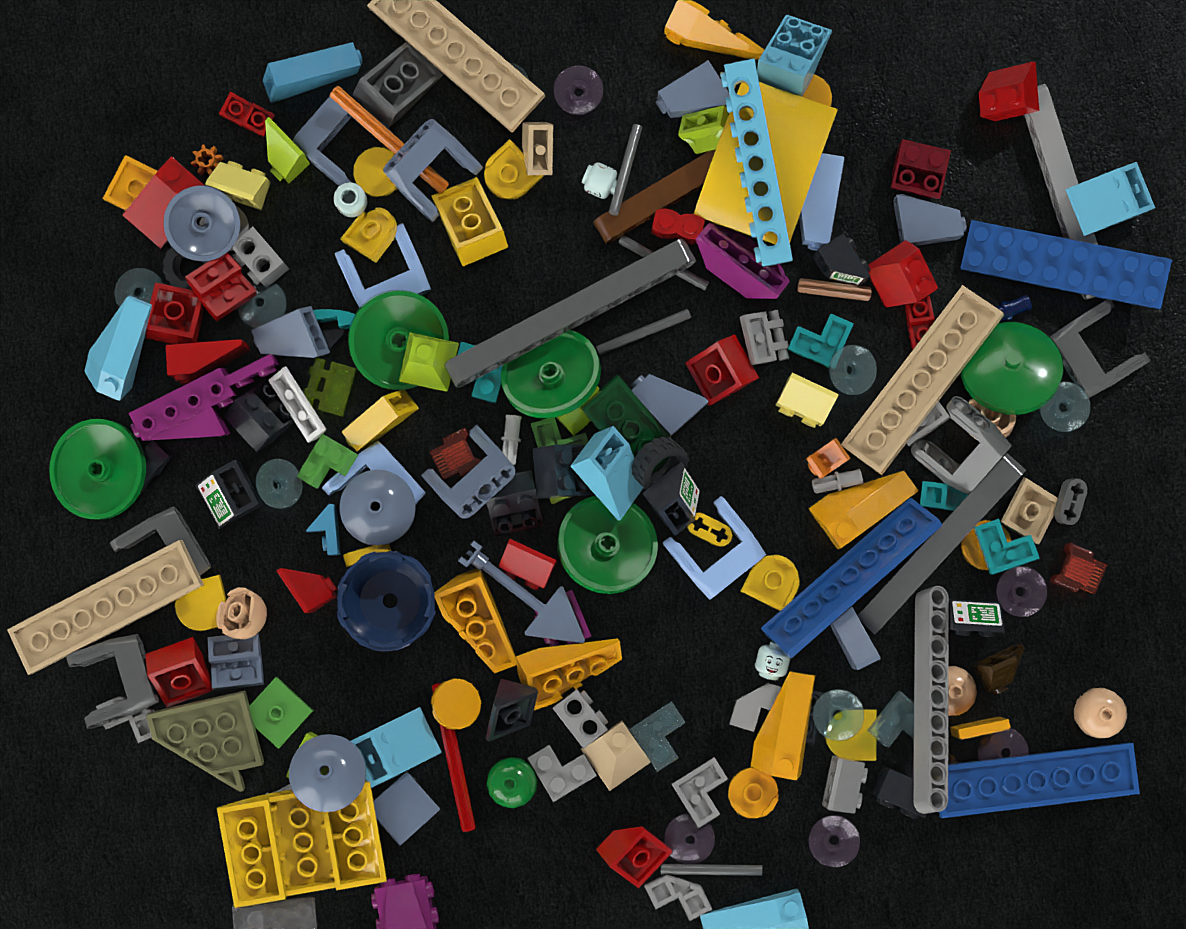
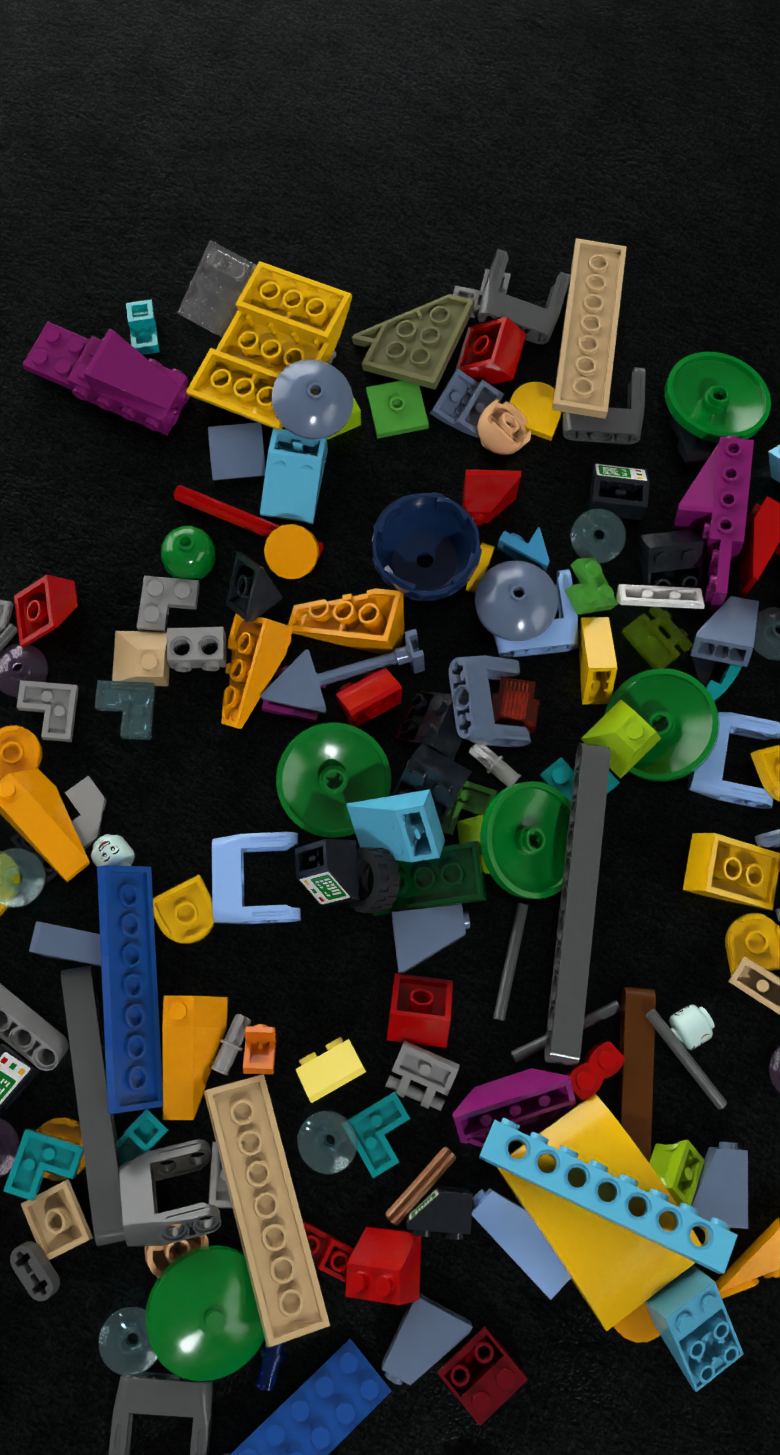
camera: 120 degrees right, 10 degrees down
(712, 524) = (272, 881): yellow beam -> none

